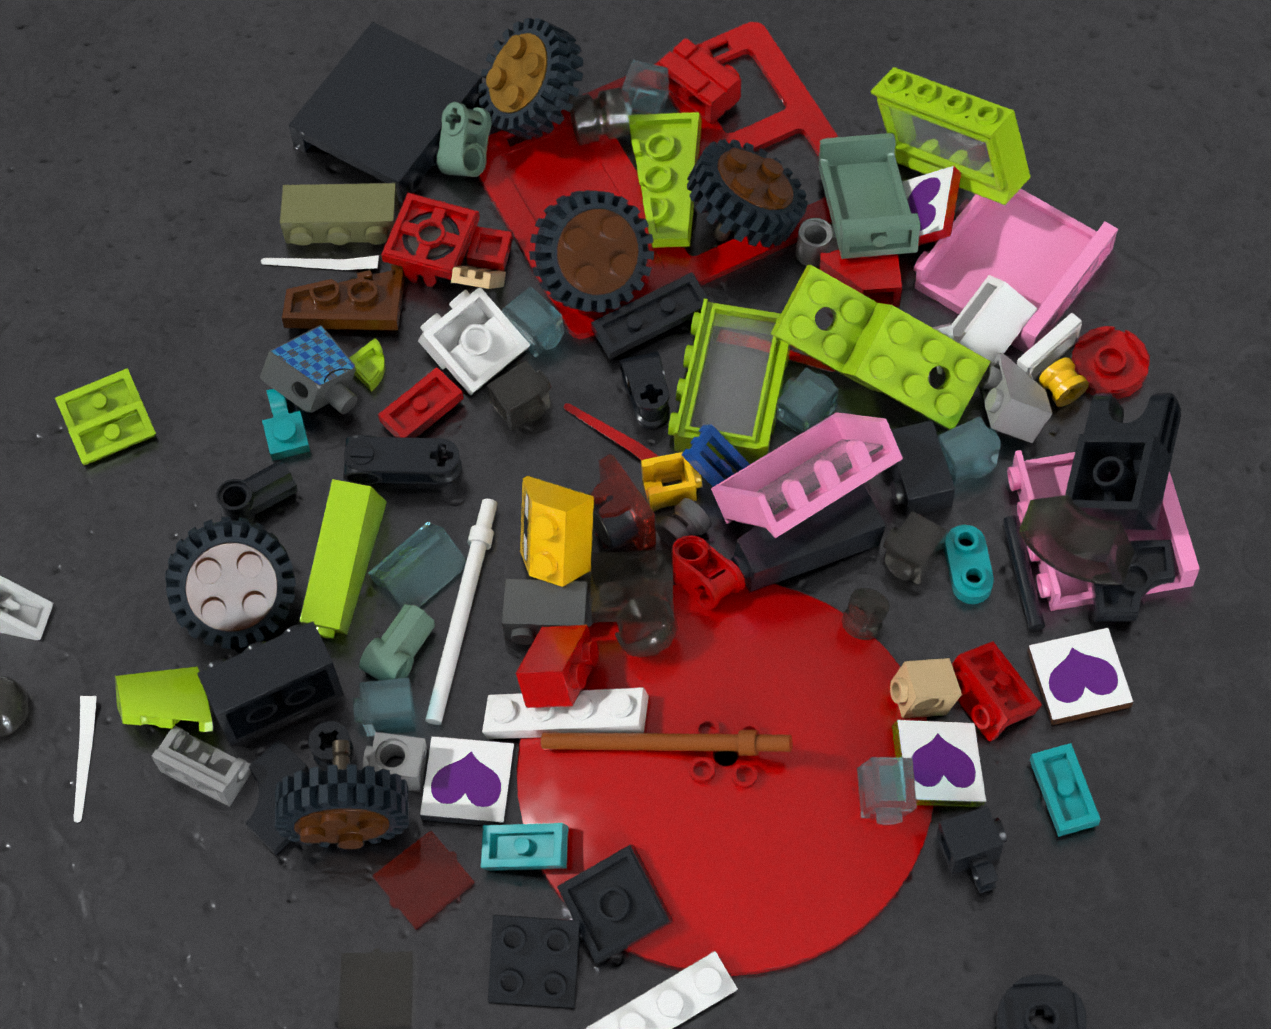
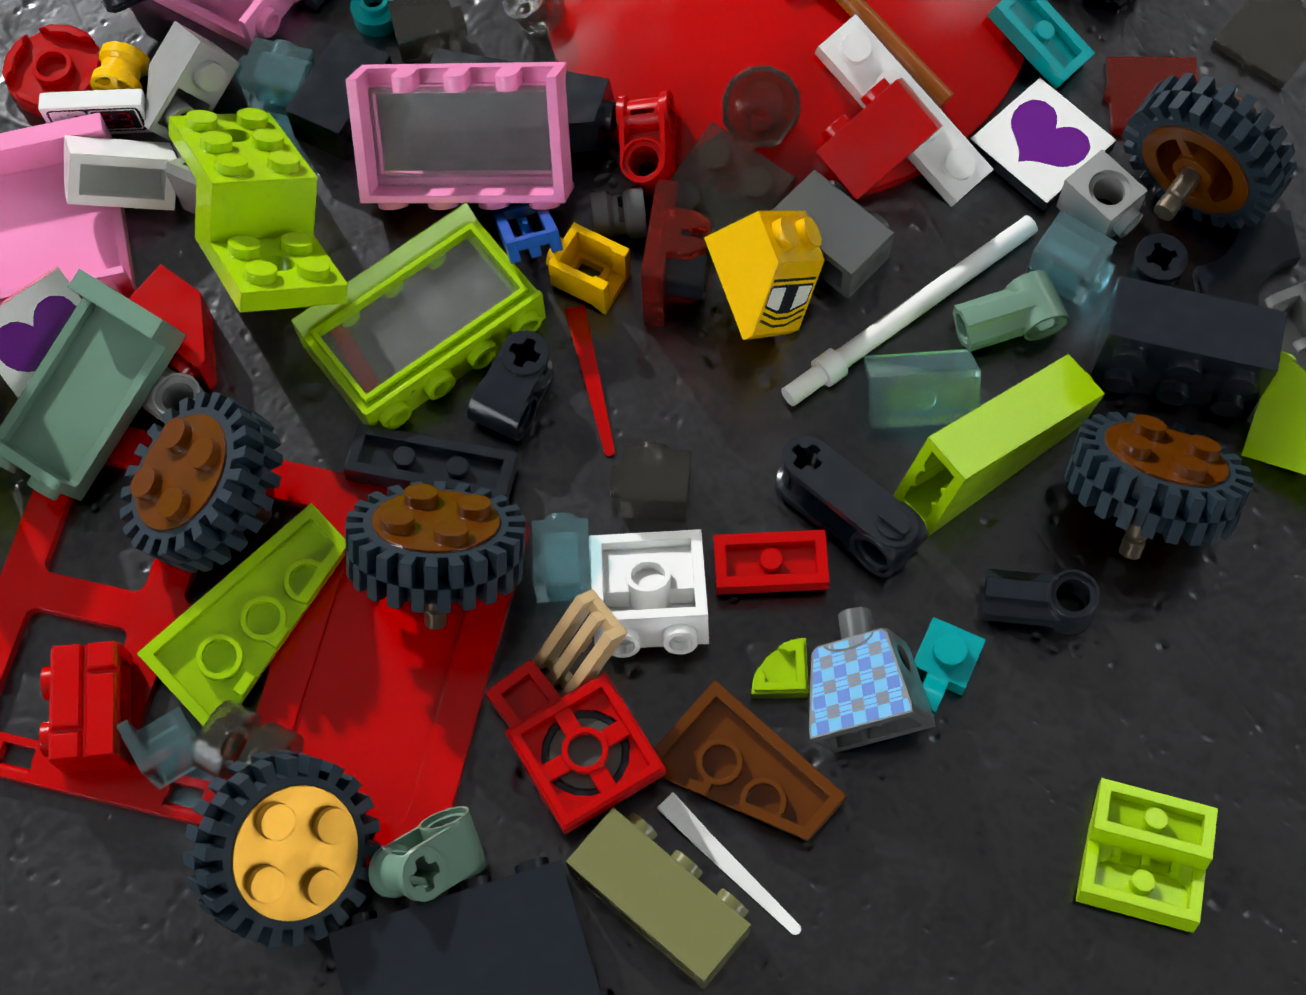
camera: 140 degrees left, 5 degrees up
(806, 400) = (368, 234): clear light blue brick -> none

